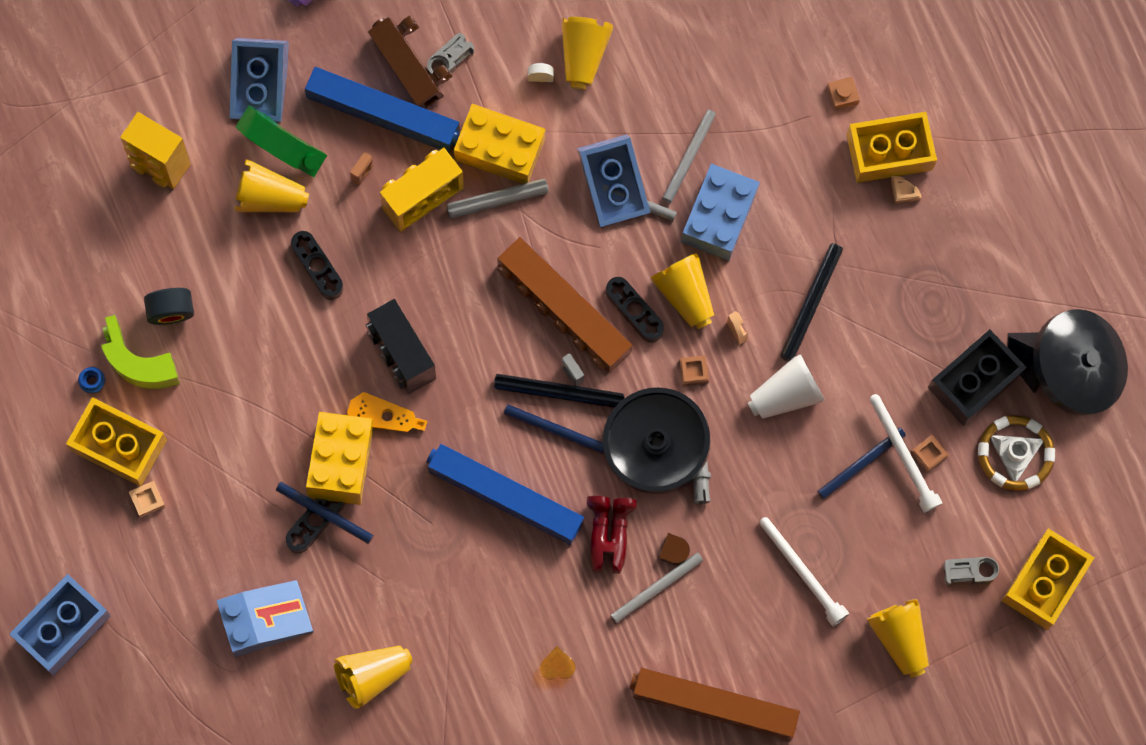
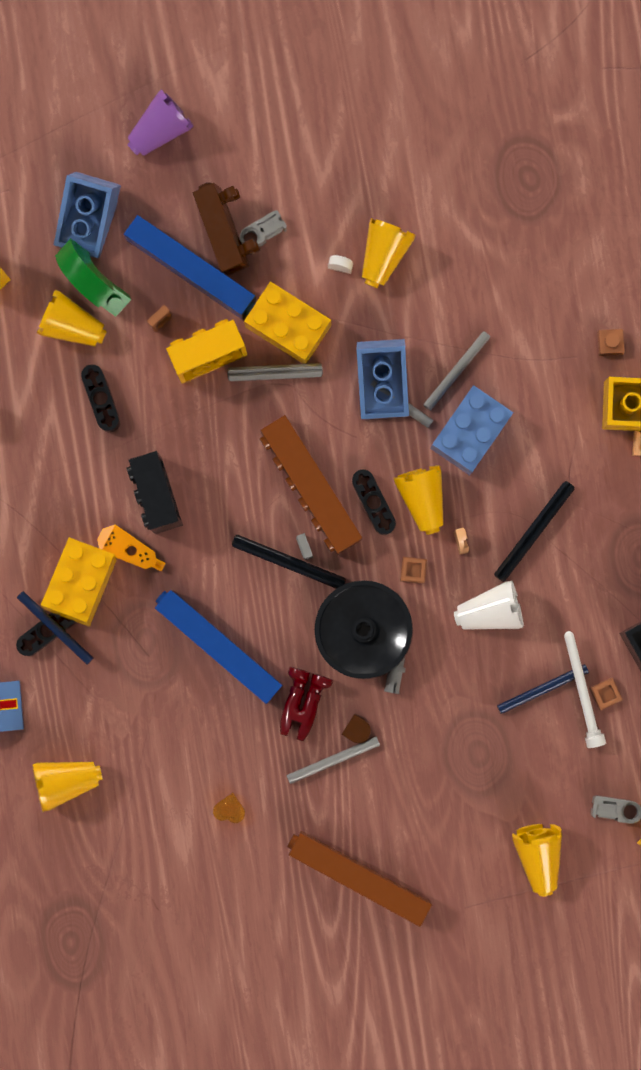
camera: 20 degrees right, 10 degrees up
(554, 428) = (276, 595): dark blue bar -> none
(834, 612) = (484, 818): white piece -> none

